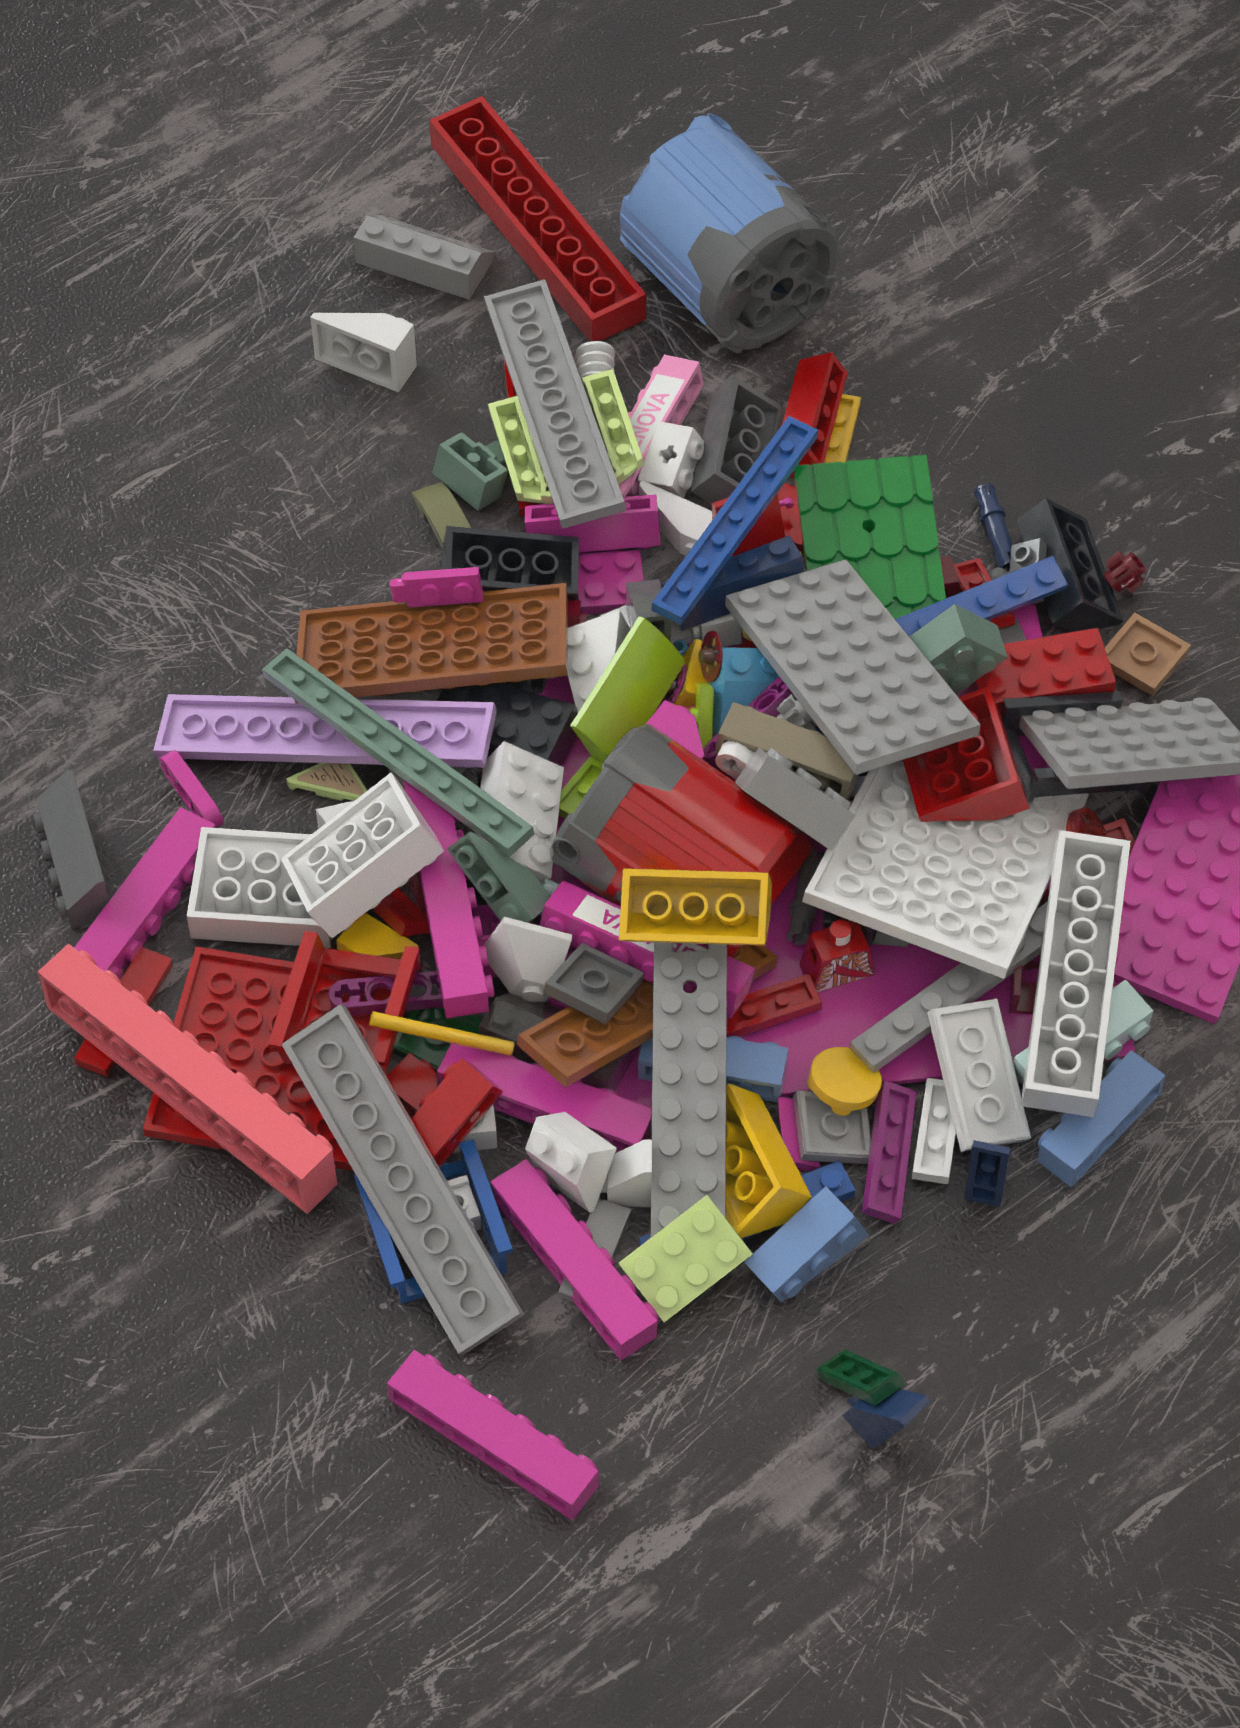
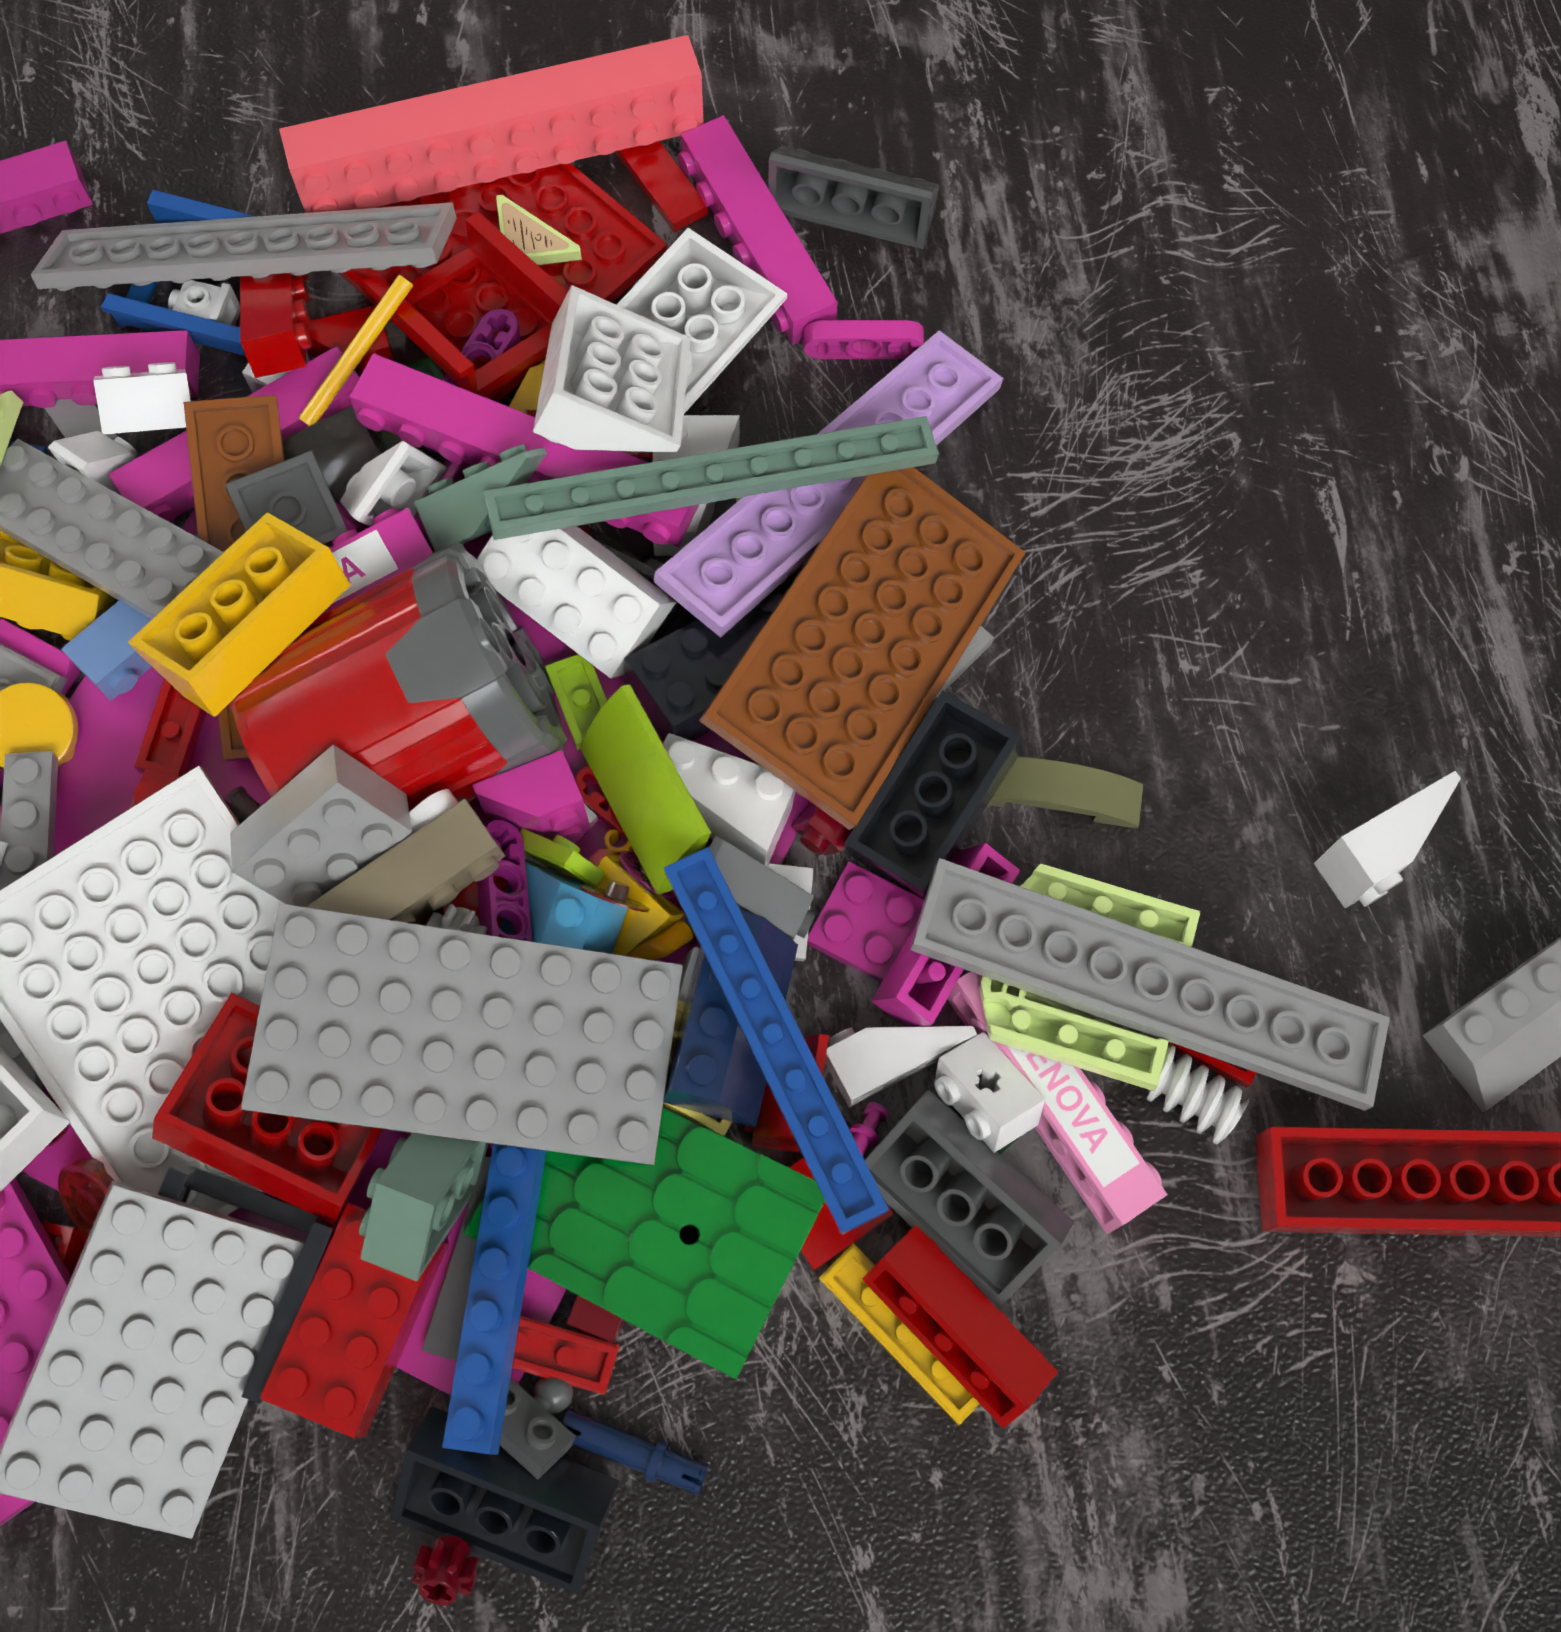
camera: 120 degrees right, 15 degrees up
(253, 1027) = (534, 236): none -> tile
(438, 587) = (940, 672): dark pink hinge -> none
(471, 469) = (1123, 853): sand green brick -> none
(729, 236) = (1309, 1387): piece -> none
(1145, 654) = (315, 1501): medium nougat plate -> none

